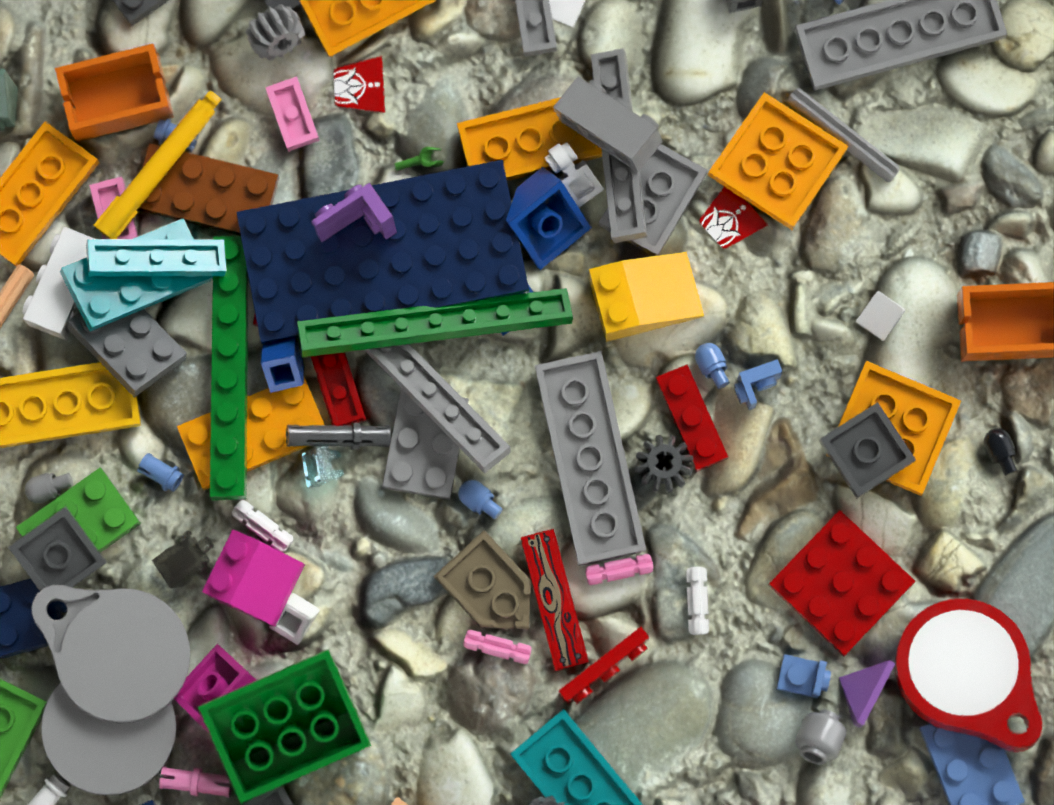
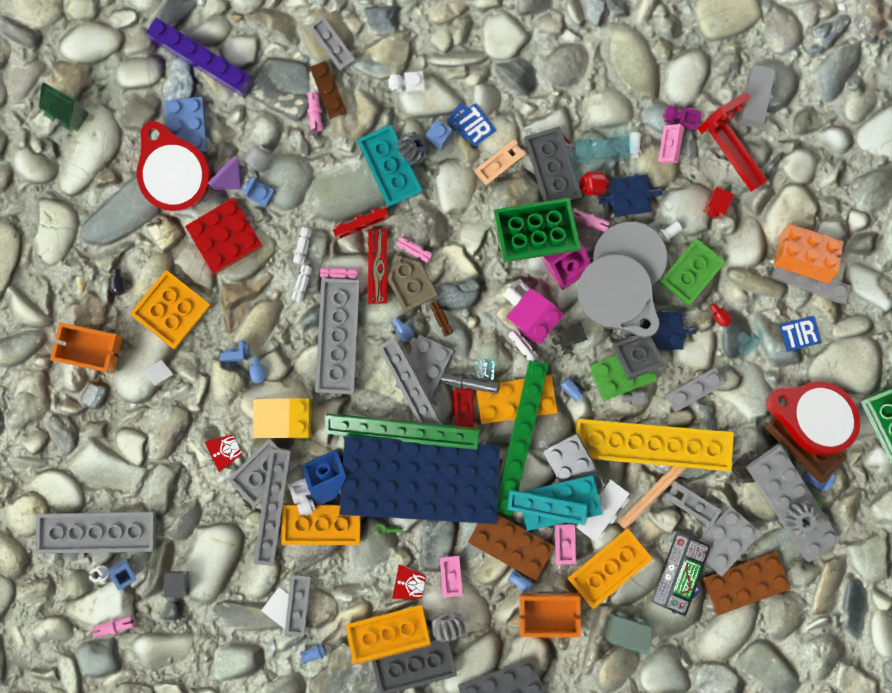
camera: 170 degrees left, 5 degrees up
(125, 207) = (559, 543): yellow piece -> none
(282, 365) = (491, 429): blue brick -> none
(357, 202) = (417, 496): medium lavender bracket -> none
(418, 537) = (441, 318): none -> reddish brown axle
(608, 123) = (273, 518): light grey brick -> none
(651, 462) = (291, 321): dark grey gear -> none
(679, 534) = (302, 283): none -> white axle
(691, 417) = (277, 344): red plate -> none
(778, 161) = (187, 475): light orange plate -> none
(831, 124) = (146, 480): light grey axle -> none
(867, 450) = (187, 298): dark grey plate -> none

